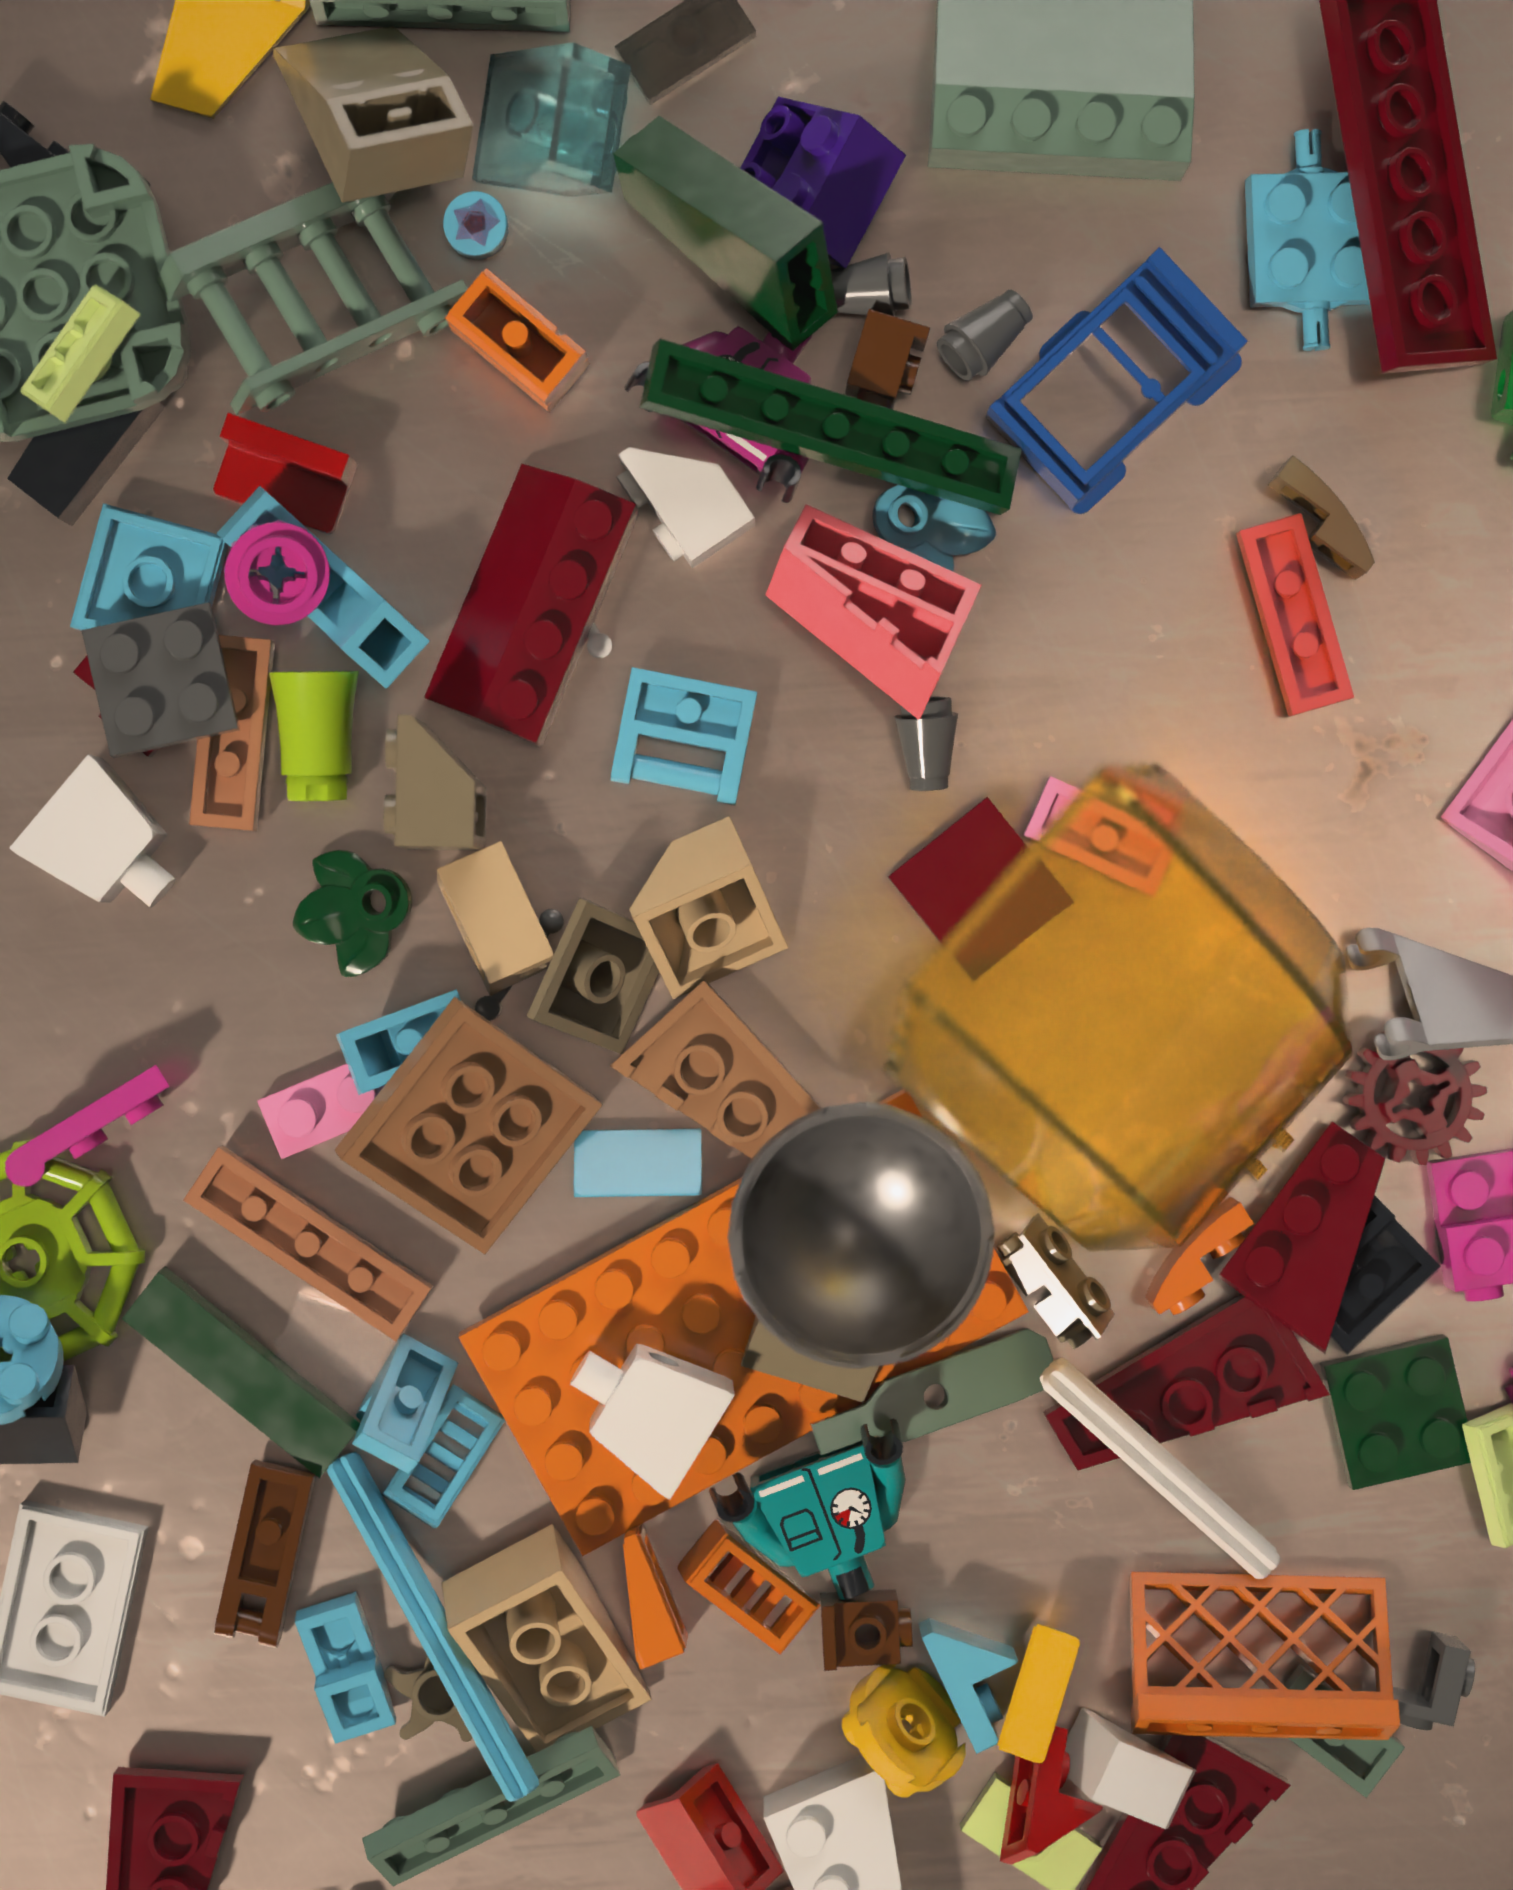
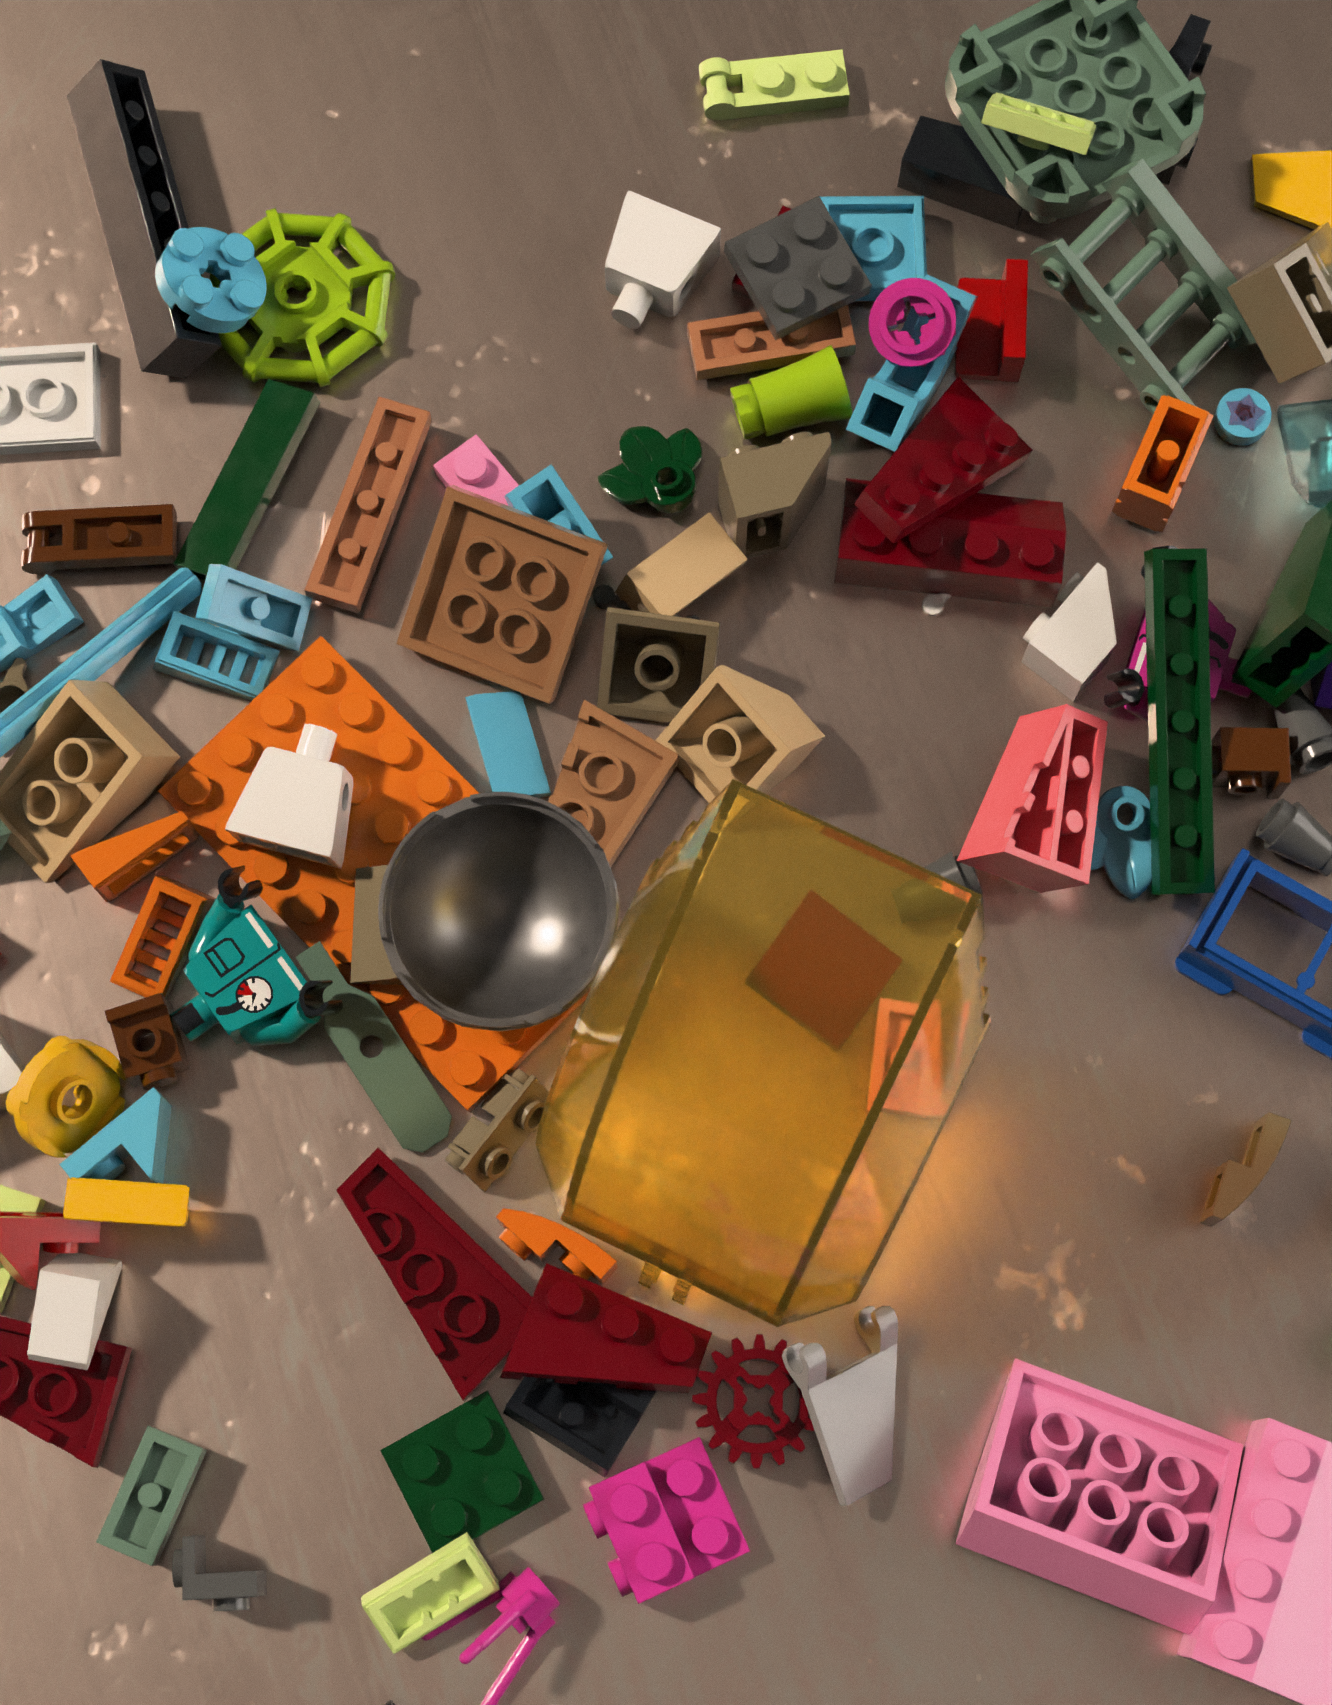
camera: 70 degrees right, 15 degrees down
(84, 1129) = (419, 304): dark pink plate -> none
(447, 584) = (941, 463): none -> dark red wing
(687, 714) = (899, 686): medium azure plate -> none
(1159, 1468) = (355, 1261): white axle -> none
(1270, 1711) = (156, 1416): orange fence -> none
(1295, 614) = (1151, 1171): coral plate -> none

